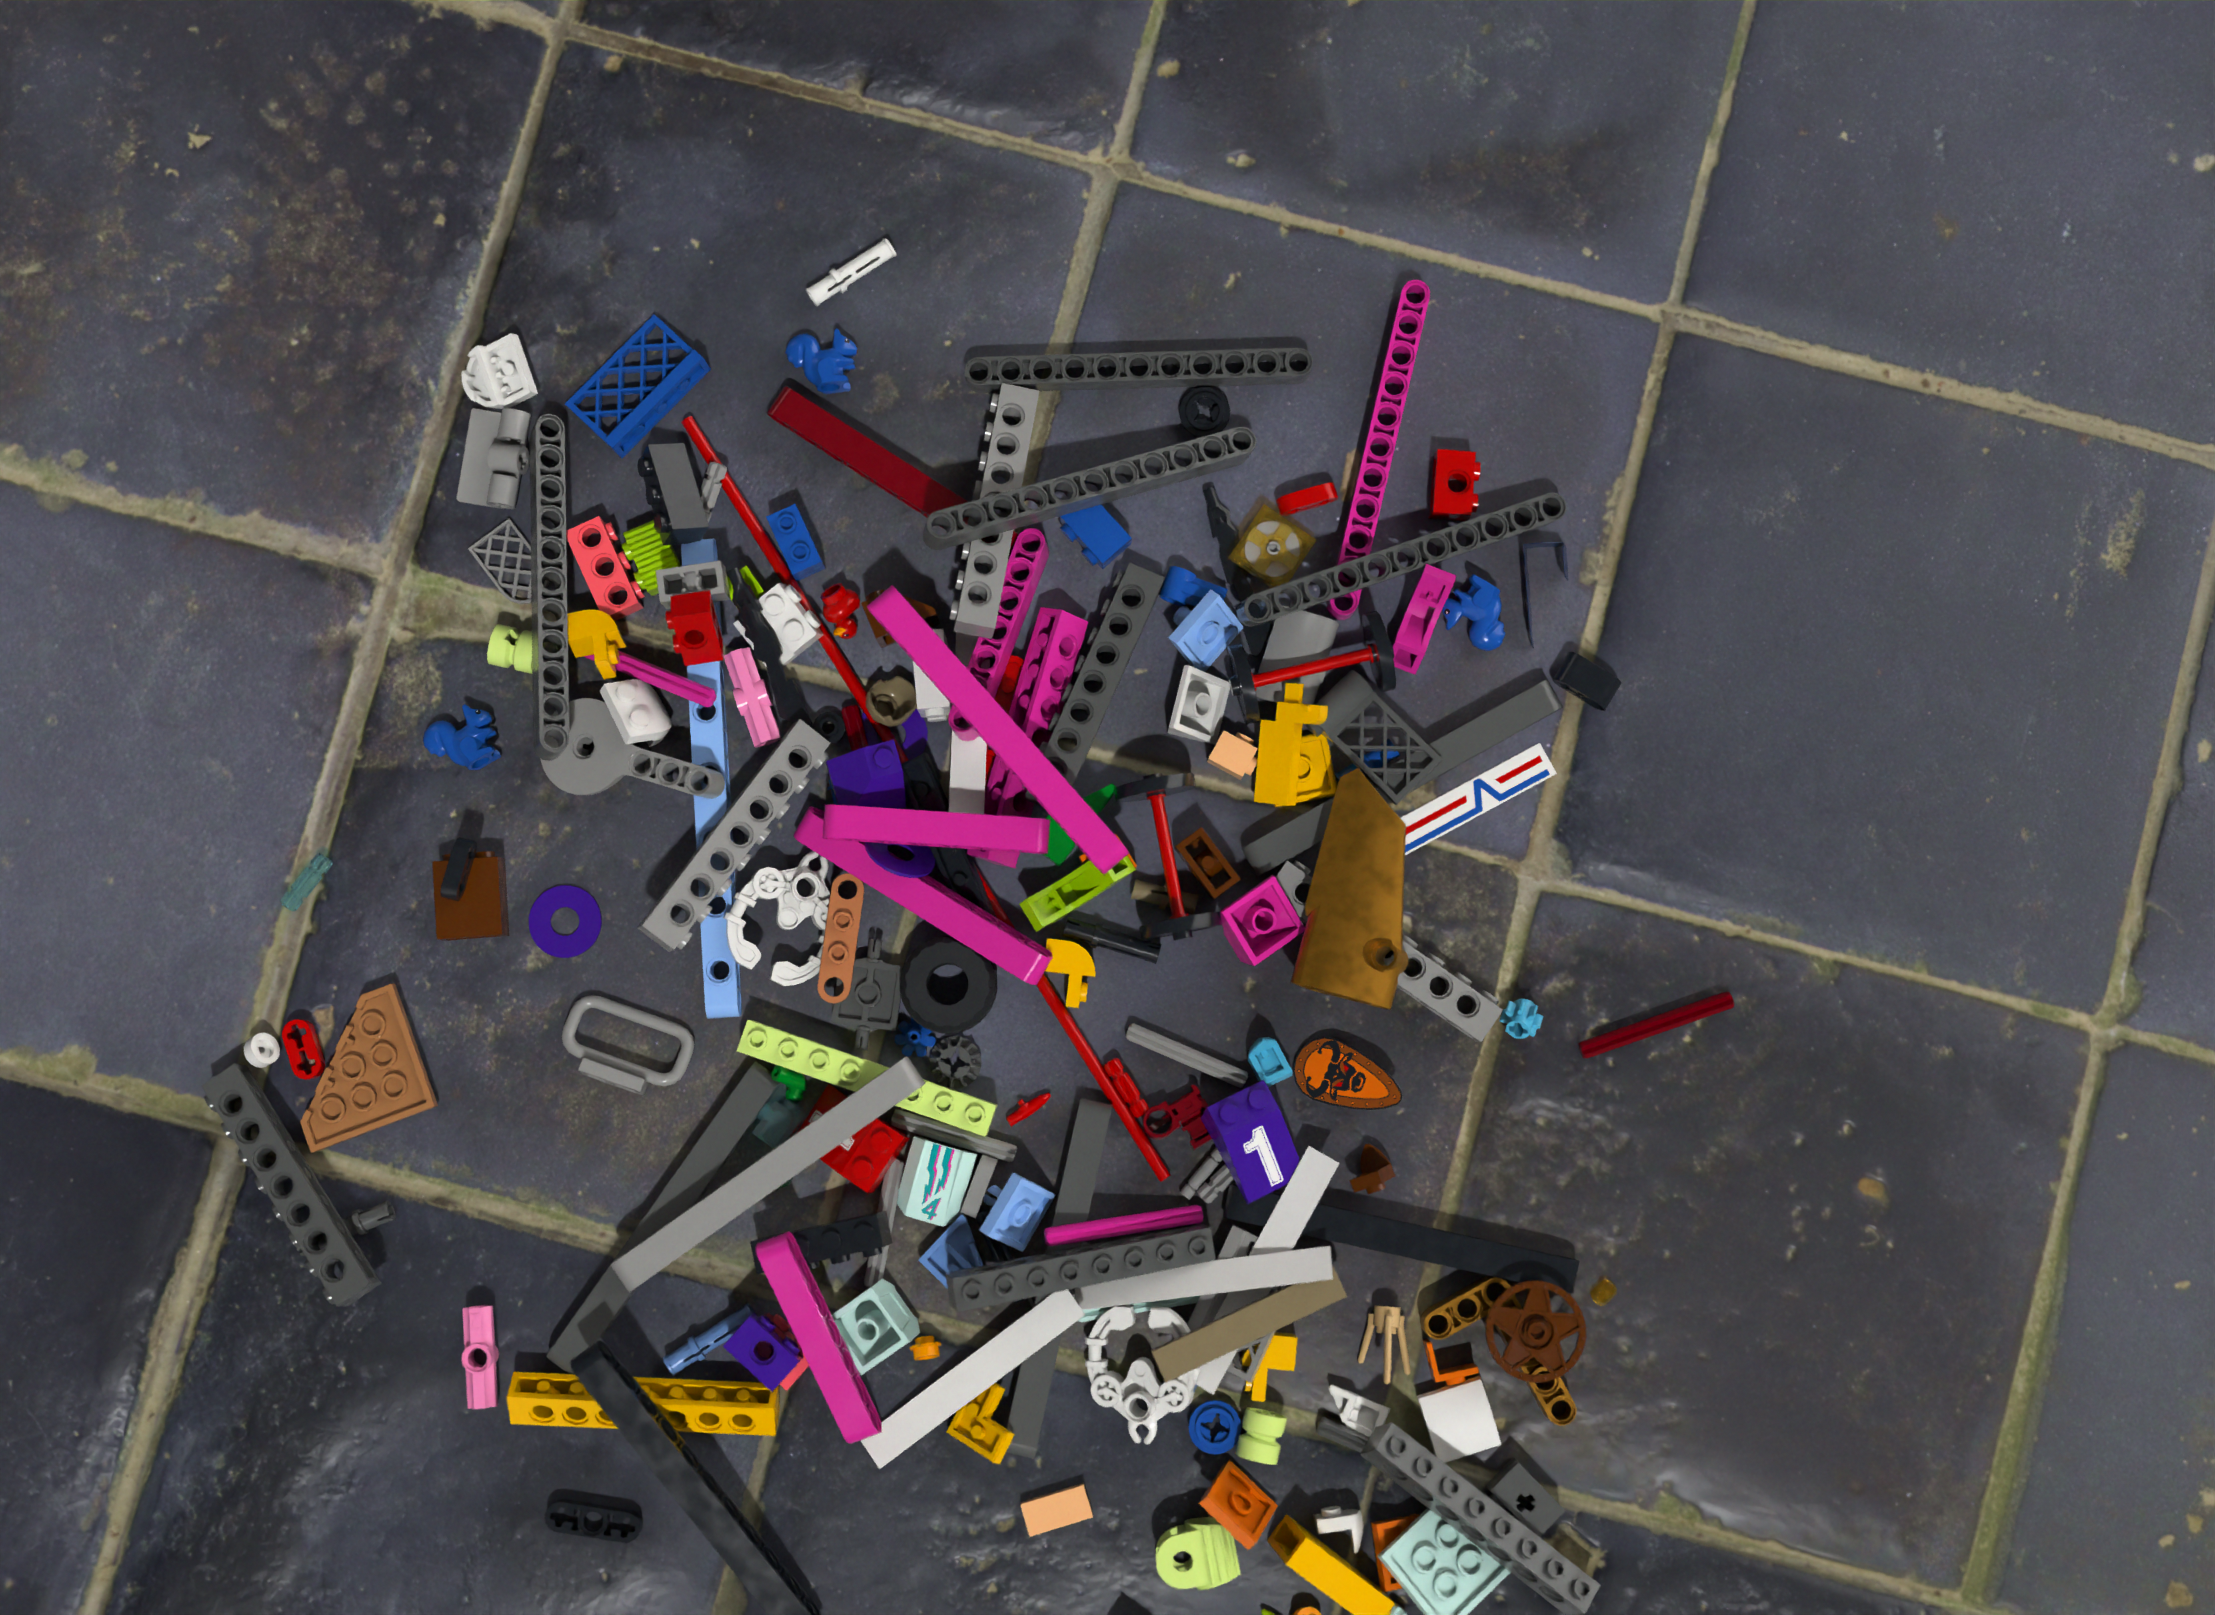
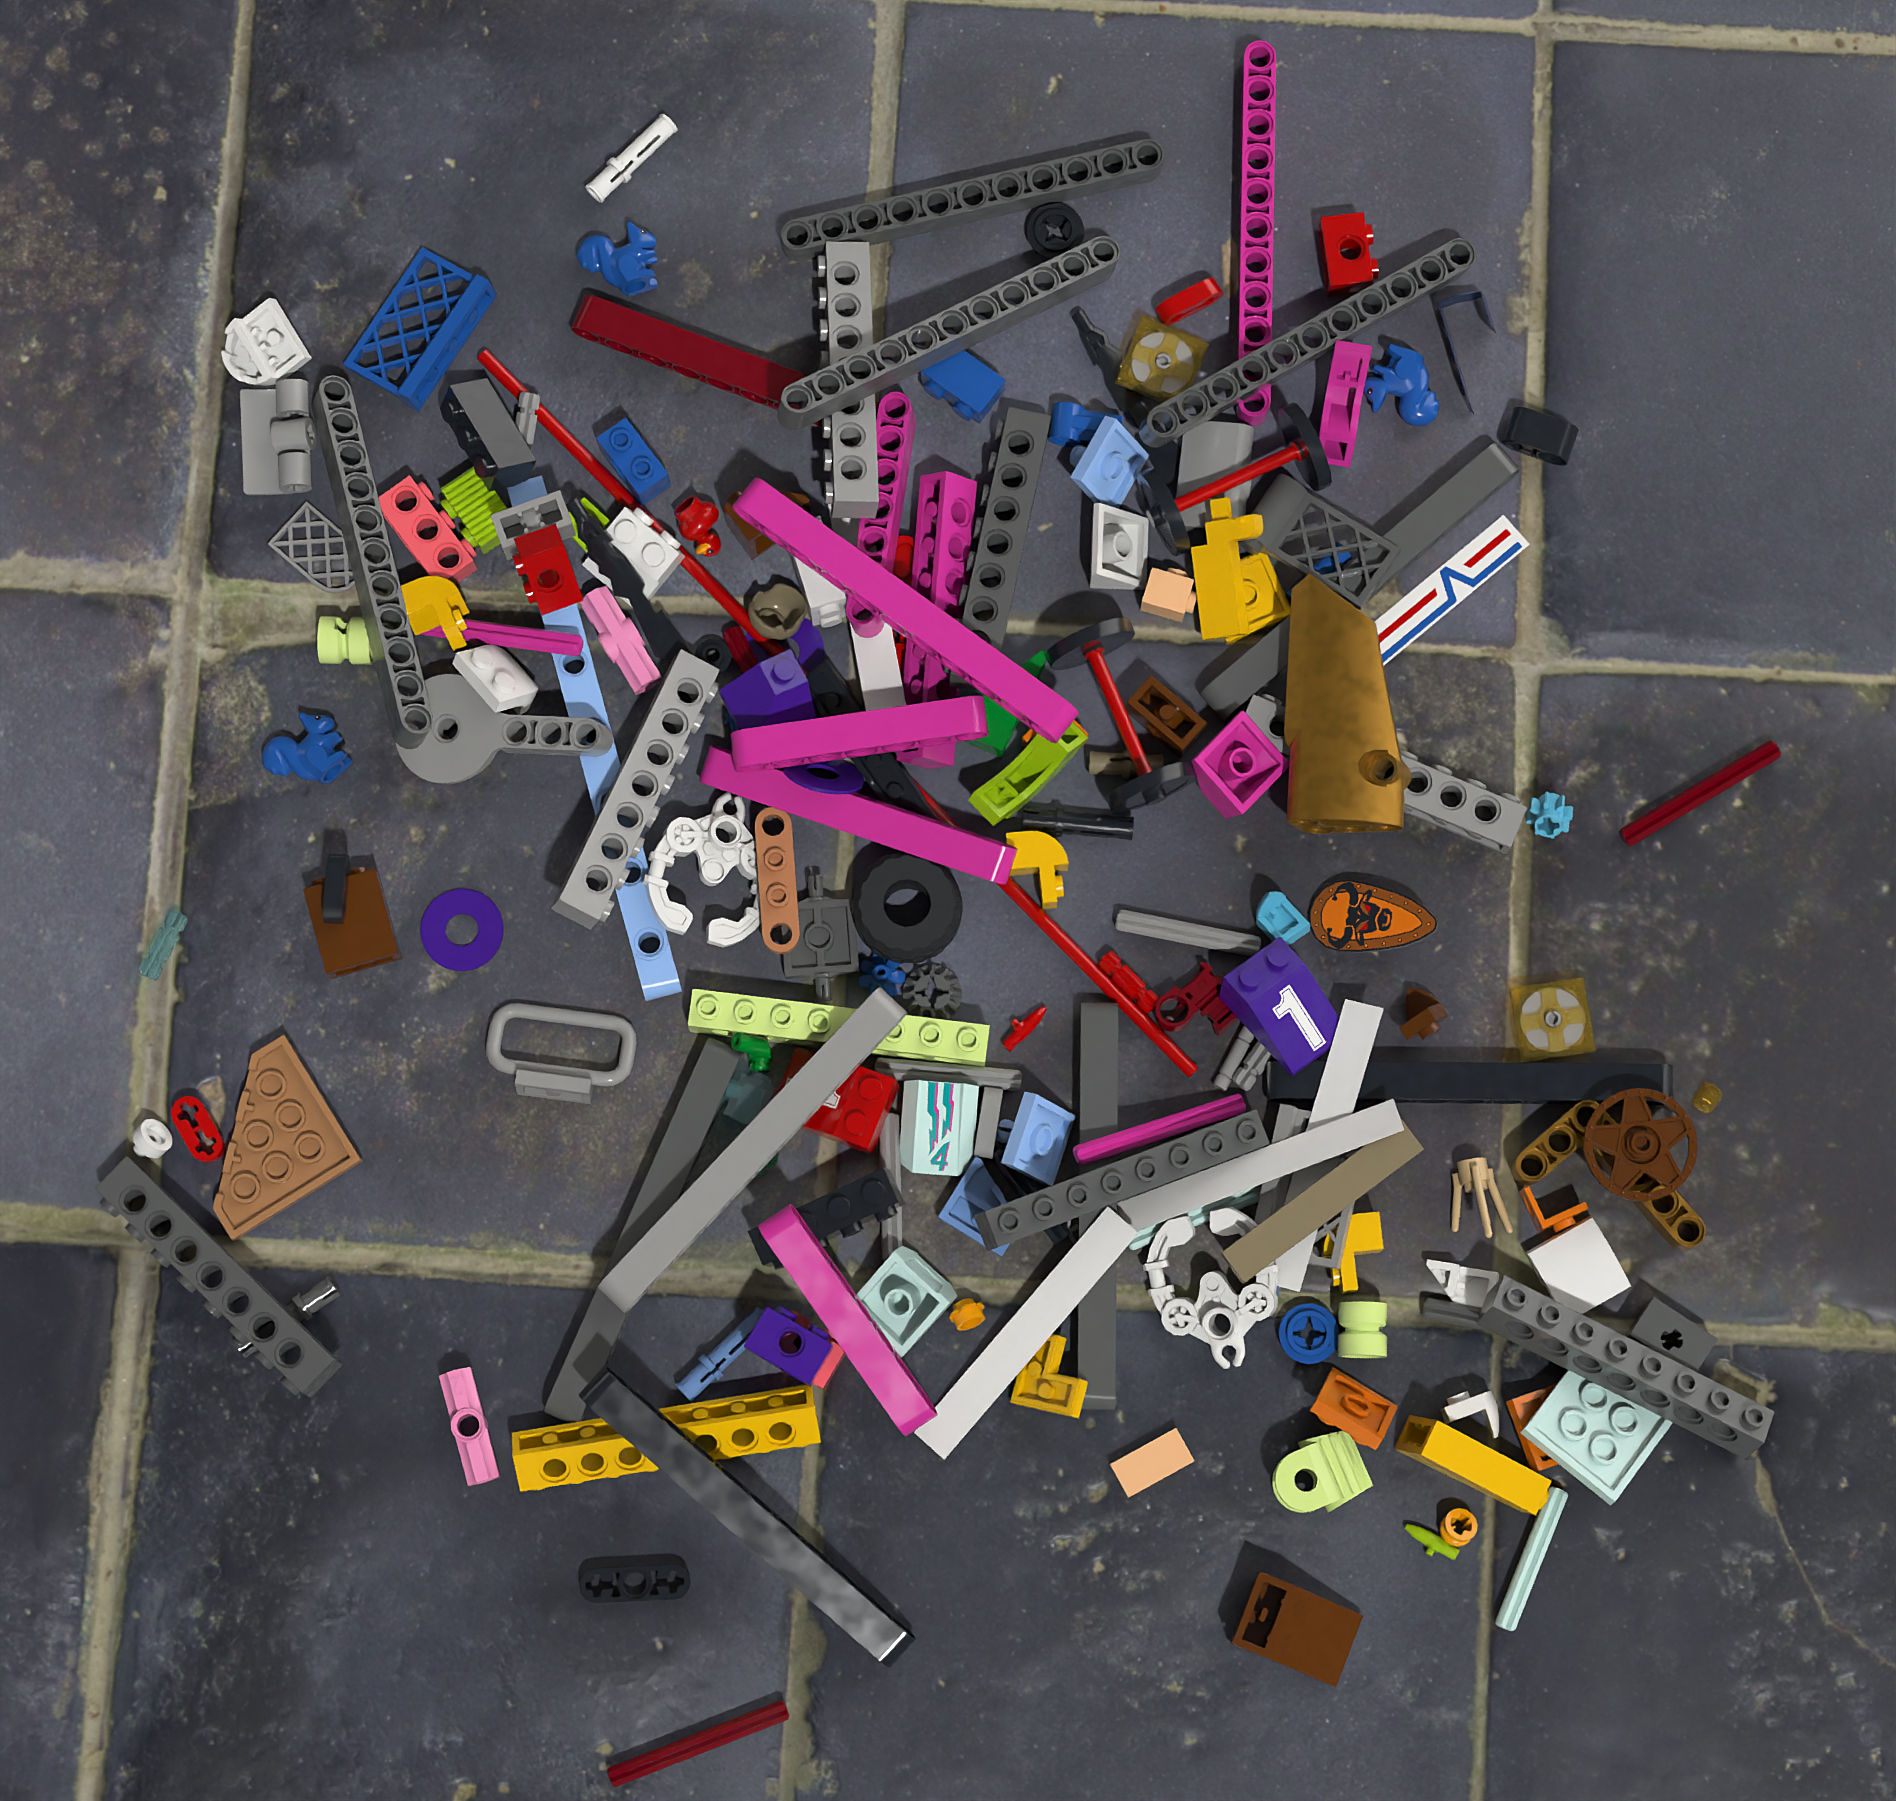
camera: 10 degrees left, 5 degrees down
(1484, 1198) = (1552, 1020): none -> clear yellow piece

